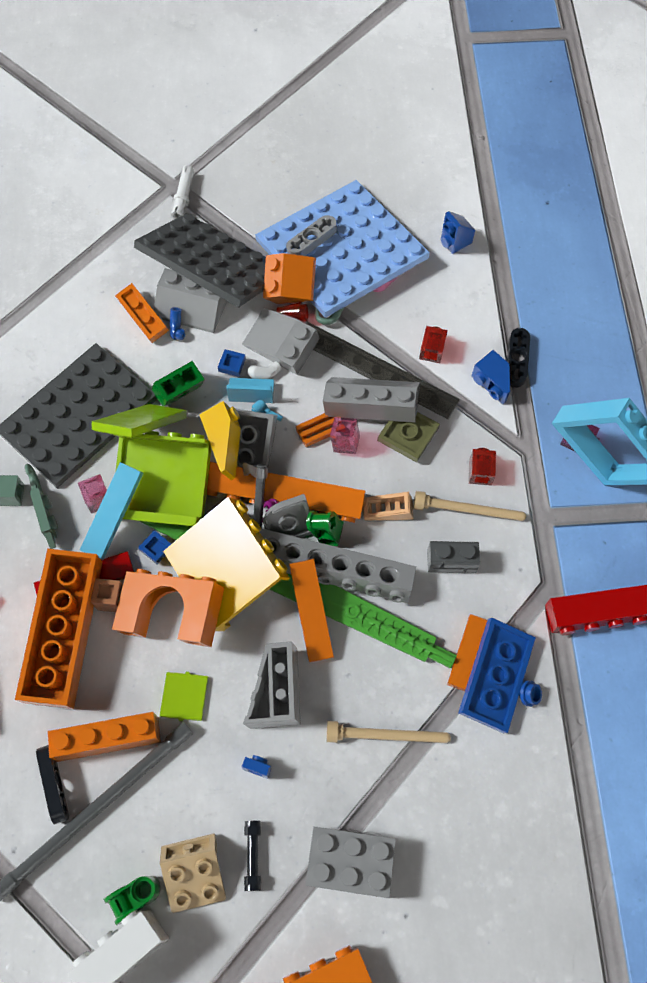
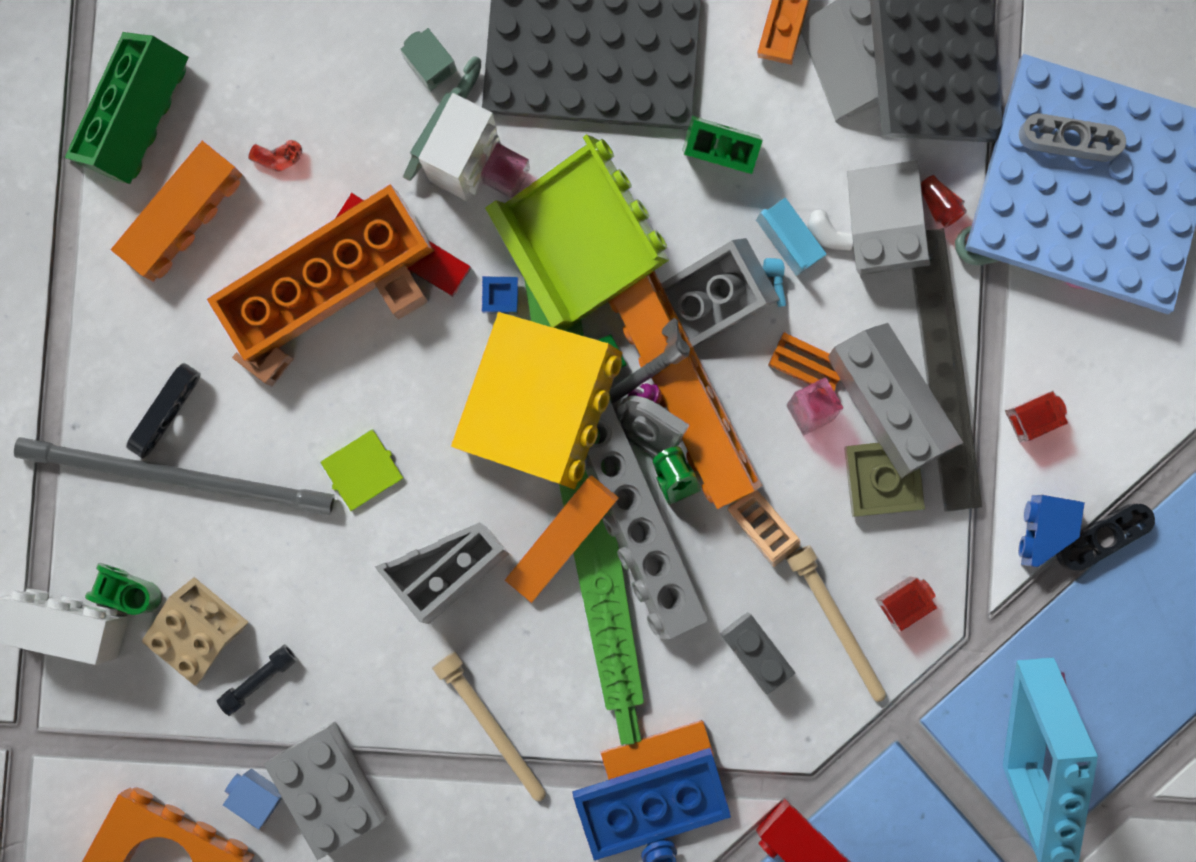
camera: 45 degrees right, 20 degrees up
(63, 500) = (459, 147): none -> white brick
(83, 705) = (269, 367): none -> nougat panel
(104, 737) = (250, 424): orange brick -> none
(111, 510) = (496, 212): medium azure tile -> none
(139, 420) = (628, 148): lime tile -> none
(143, 590) = (471, 406): orange arch -> none
(175, 324) = (809, 62): blue arm -> none
(224, 436) = (688, 267): yellow slope -> none
(231, 363) = (808, 182): blue plate -> none
(257, 766) = (347, 614): blue plate -> none
(289, 278) = (982, 161): orange slope -> none
(320, 915) = (252, 797): none -> medium blue brick

